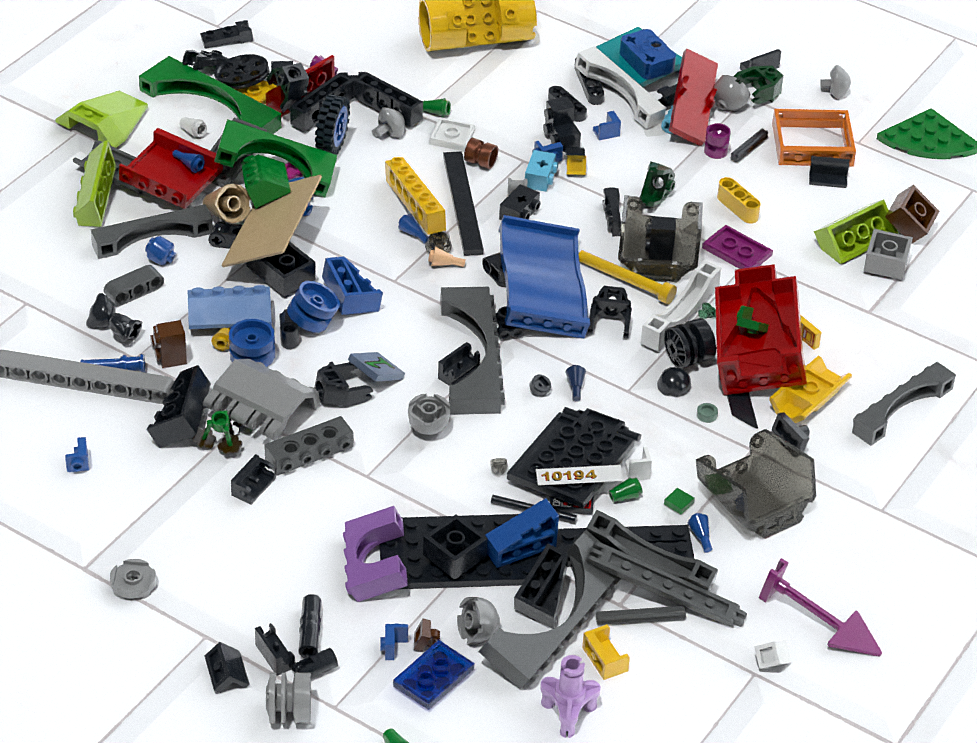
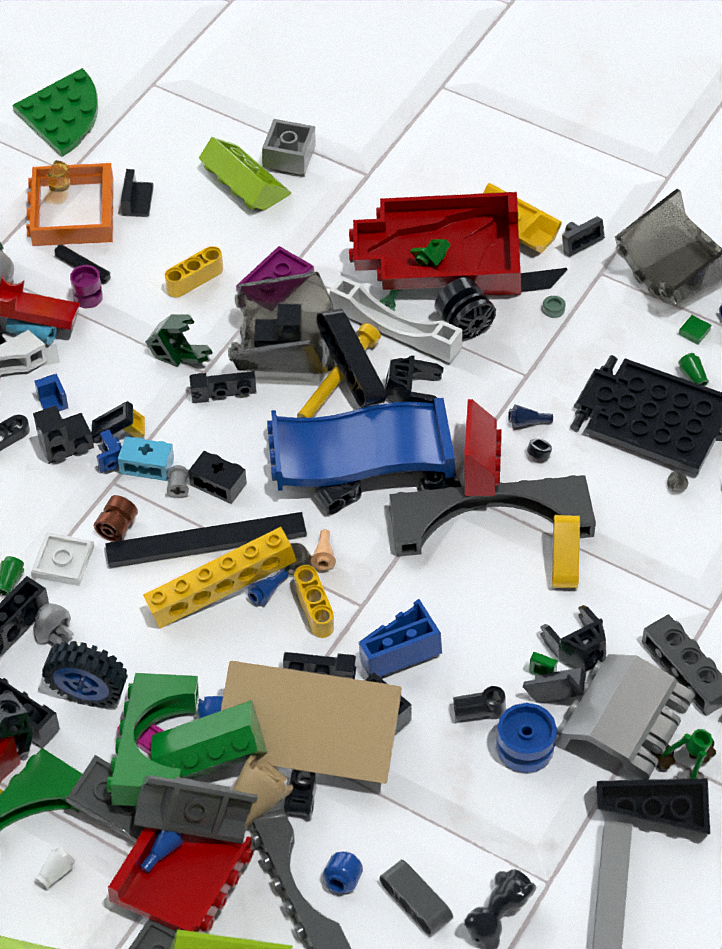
camera: 90 degrees left, 10 degrees up
(124, 362) = (575, 889): blue pin -> none
(169, 344) = (536, 834): reddish brown brick -> none
(203, 177) = (193, 808): none -> dark grey piece
(221, 339) = (505, 778): yellow cone -> none
(227, 306) = (460, 771): medium blue slope -> none
(293, 366) = (556, 685): none -> black panel
(313, 306) = (453, 671): blue wheel -> none
(318, 362) = (542, 664): none -> green tile
(337, 241) = (338, 666): none -> black plate
(376, 366) = (541, 604): sand blue tile -> none
(395, 249) = (314, 591): none -> yellow beam
(424, 380) = (566, 551): none -> yellow beam
(428, 413) = (624, 541): light grey cylinder -> none
(458, 365) = (520, 527): black hinge -> none
(525, 330) = (481, 451): none -> red slope
(579, 475) = (693, 403): white sticker -> none
(632, 269) = (351, 358): none -> black beam
(640, 467) = (656, 355): white panel -> none
(674, 381) = (513, 332): black hair -> none
(831, 118) = (58, 177): none -> clear yellow brick
(912, 213) = (224, 121): reddish brown brick -> none
(931, 382) = (551, 172): dark grey arch -> none

